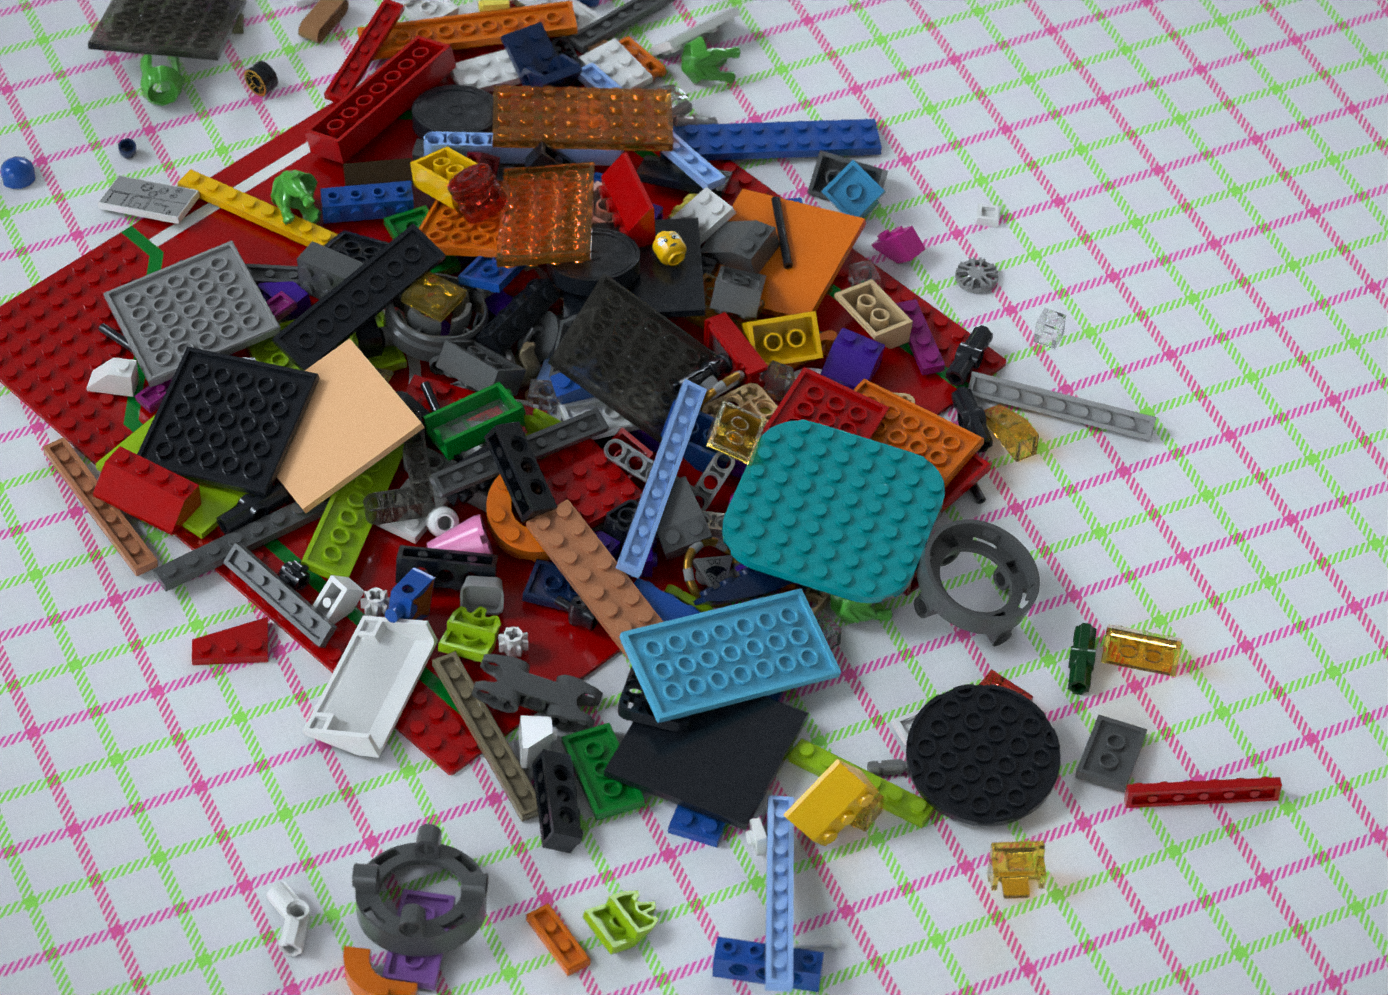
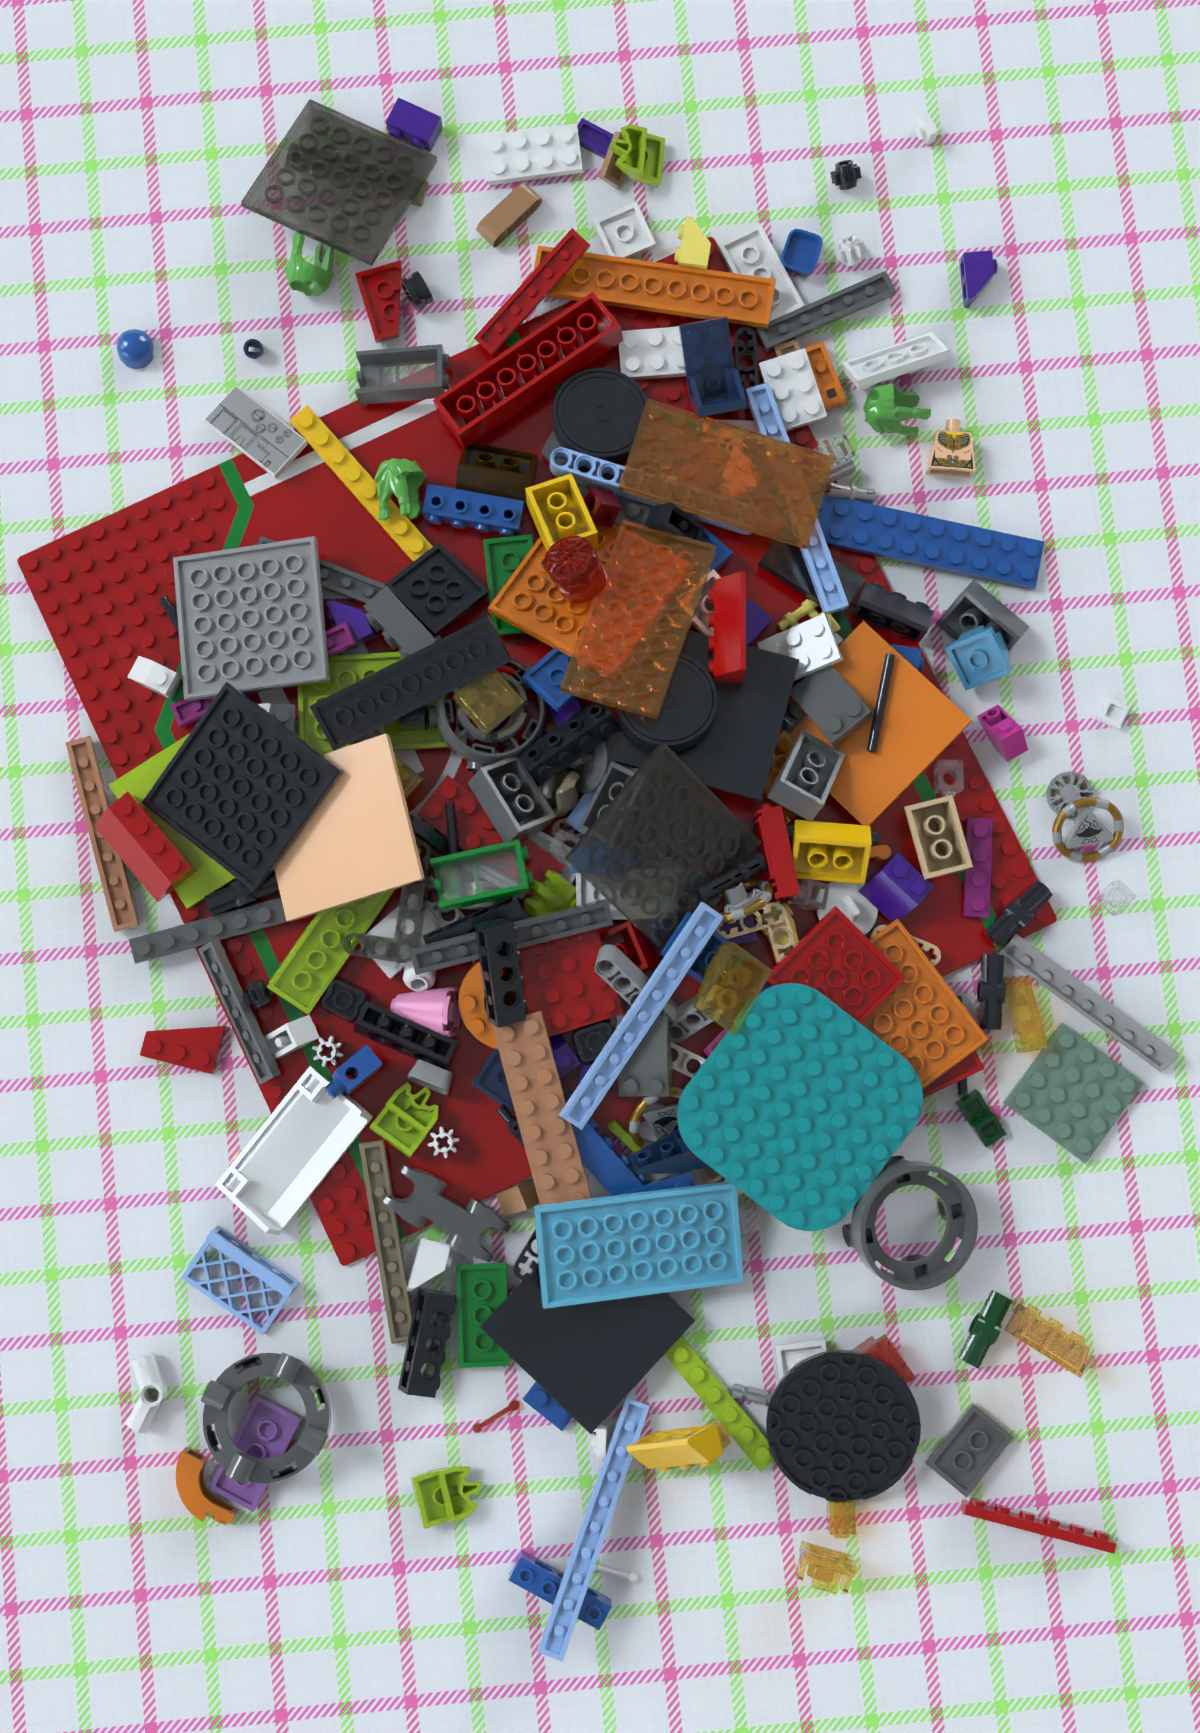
camera: 20 degrees right, 35 degrees up
(230, 93) = (382, 297): none -> red wing
(267, 130) = (402, 374): none -> dark grey door
(363, 788) = (252, 1262): none -> light blue fence
(376, 565) = (344, 999): none -> black piece
(558, 939) = (382, 1489): orange tile -> none
(605, 671) = (518, 1198): none -> medium nougat slope
(661, 839) = (514, 1405): none -> clear red hinge
(669, 248) = (751, 706): yellow head -> none
(768, 181) = (893, 612): none -> black slope
(770, 81) = (951, 452): none -> torso
(1001, 511) = (980, 1118): none -> dark green slope
(1002, 286) = (1087, 829): none -> piece
(1013, 828) = (841, 1518): none -> clear yellow brick
(1079, 474) = (1073, 1093): none -> sand green plate

